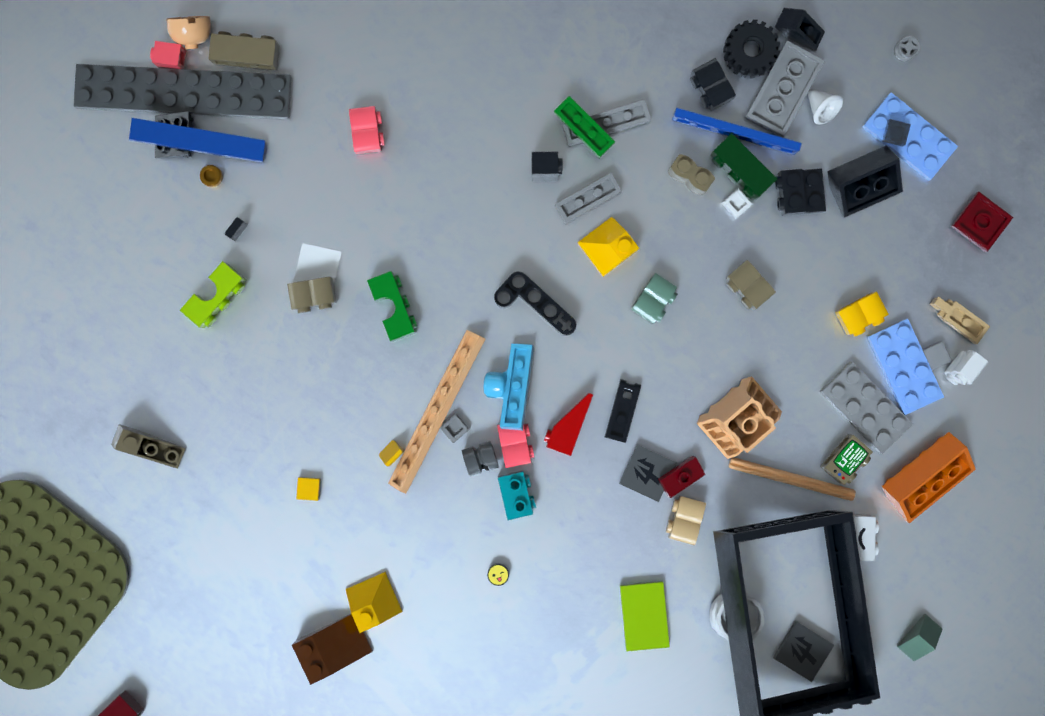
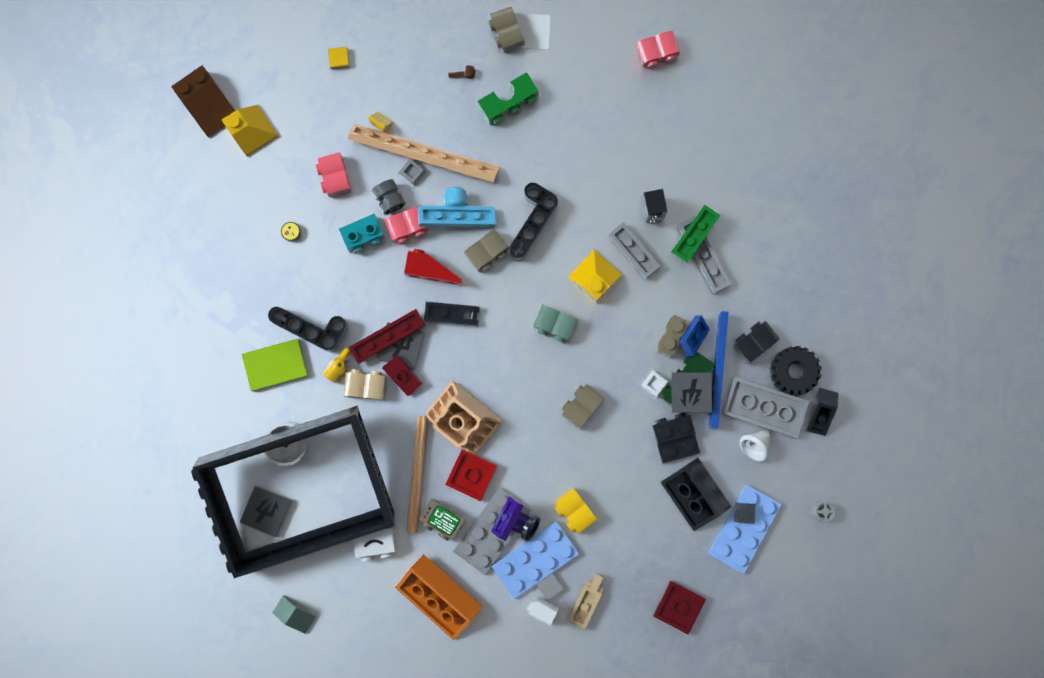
camera: 85 degrees right, 5 degrees down
(353, 345) = (468, 73): none -> reddish brown hand
(443, 515) = (333, 174): none -> coral brick
(559, 359) = (486, 251): none -> dark tan brick
(608, 574) = (305, 327): none -> black beam
(636, 486) = (387, 336): none -> dark red tile
(660, 547) = (337, 366): none -> yellow piece
(695, 149) = (694, 335): none -> blue plate
(759, 164) = (691, 392): none -> dark grey tile
(803, 420) = (471, 475): none -> red plate
(861, 382) = (513, 519): none -> dark purple piece

